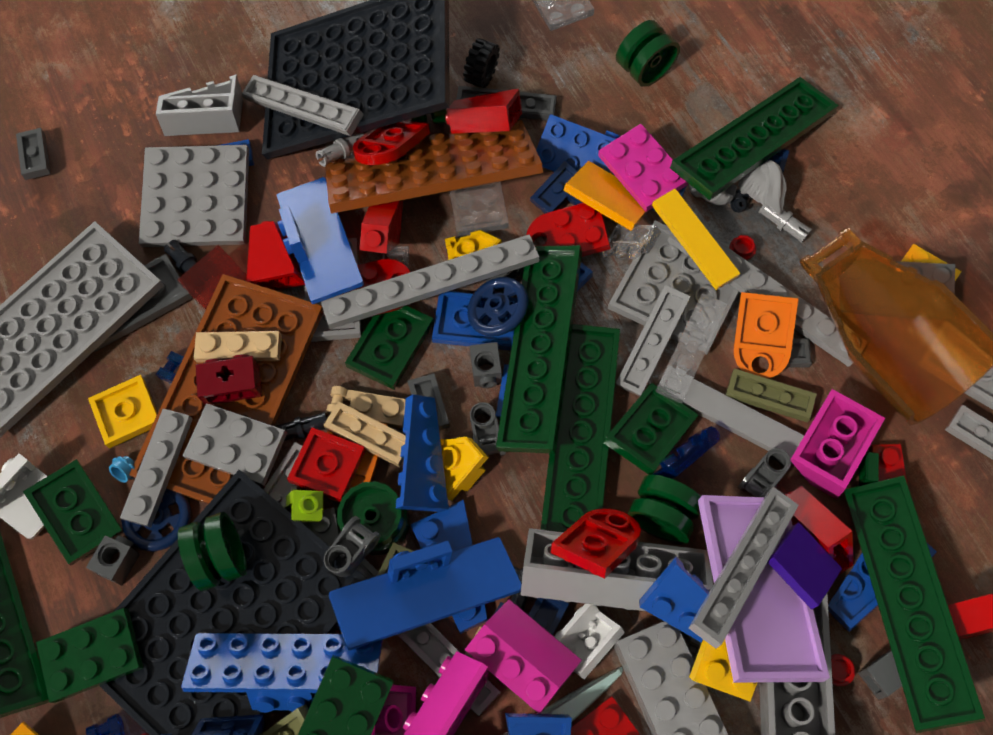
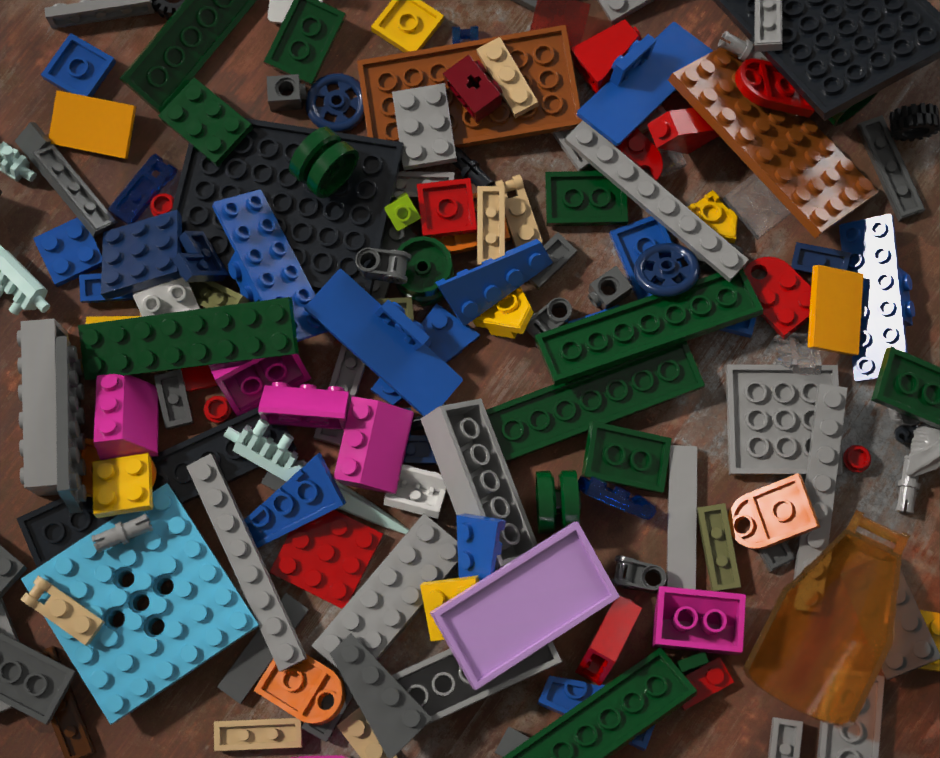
camera: 60 degrees right, 10 degrees up
(121, 468) = (359, 51): dark azure plate -> none
(156, 468) = (373, 78): light grey plate -> none
(485, 112) = (859, 155): red slope -> none
(597, 541) = (495, 457): red plate -> none
(641, 166) = (879, 323): dark pink plate -> none
(653, 340) = (711, 419): light grey plate -> none
(691, 348) = (721, 456): clear plate -> none
(695, 239) = (827, 407): yellow tile -> none
(743, 568) = (531, 580): light grey plate -> none
(804, 565) = (563, 633): dark purple tile -> none
(842, 670) = (500, 708): red plate -> none

